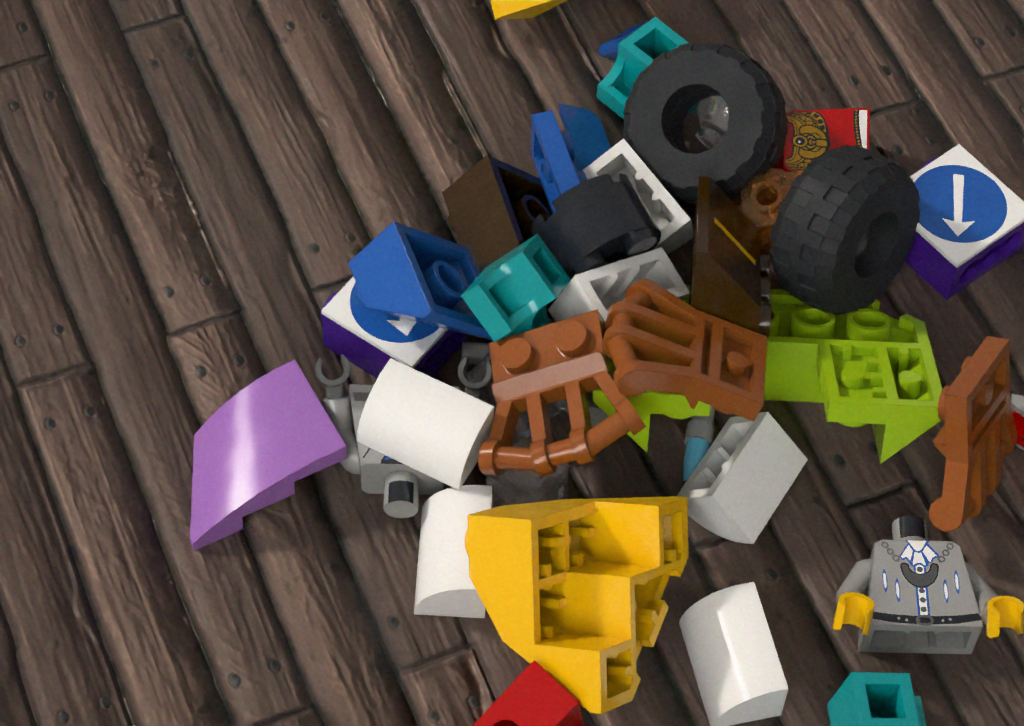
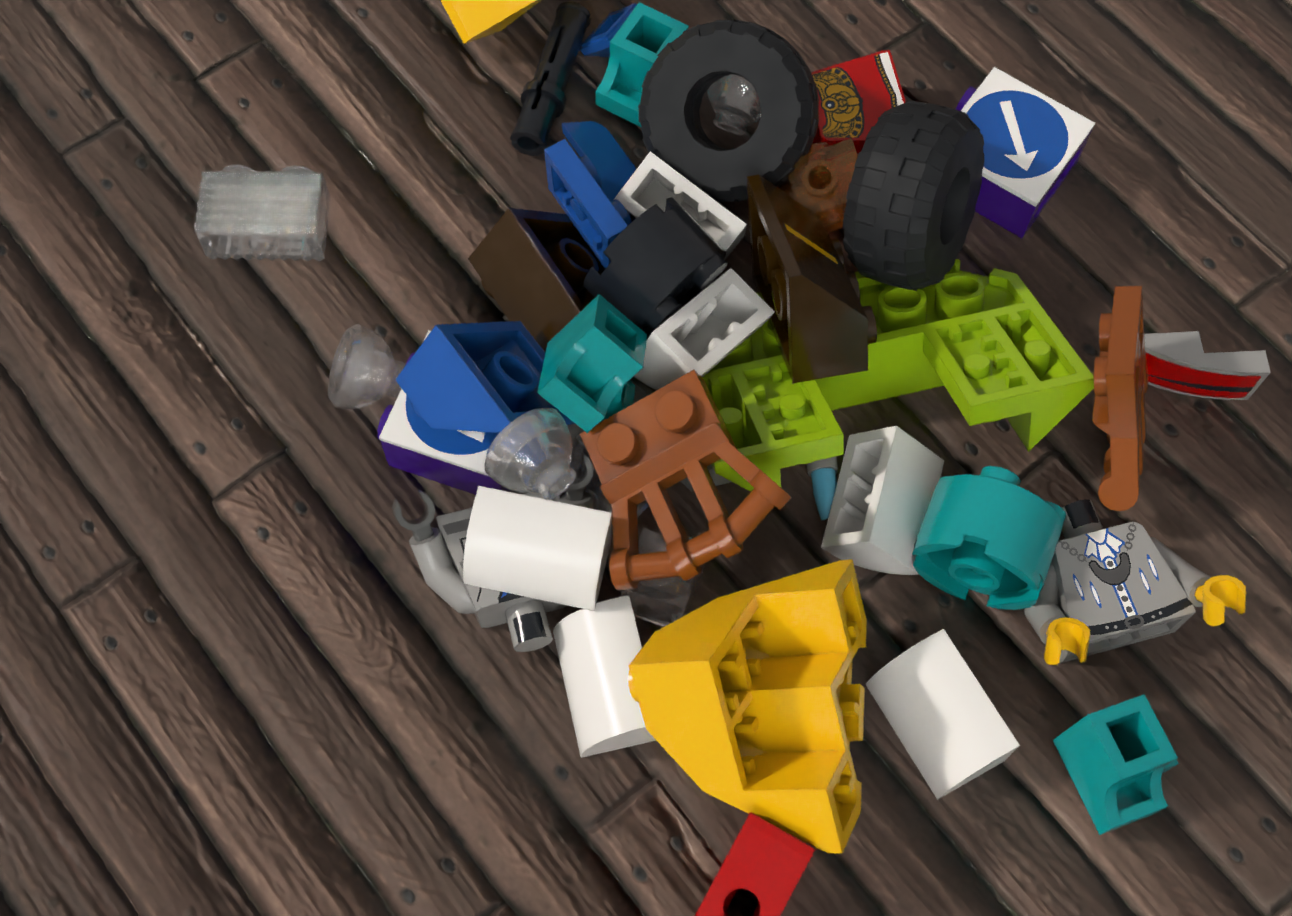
camera: 15 degrees left, 10 degrees up
(257, 451) = (355, 621): medium lavender slope -> none
(279, 117) = (263, 213): none -> clear brick
(324, 259) = (362, 370): none -> clear brick
(442, 343) = (533, 454): none -> clear brick
(552, 78) = (544, 96): none -> black pin
(684, 352) = (828, 389): dark orange plate -> none
(818, 522) = (988, 538): none -> teal brick

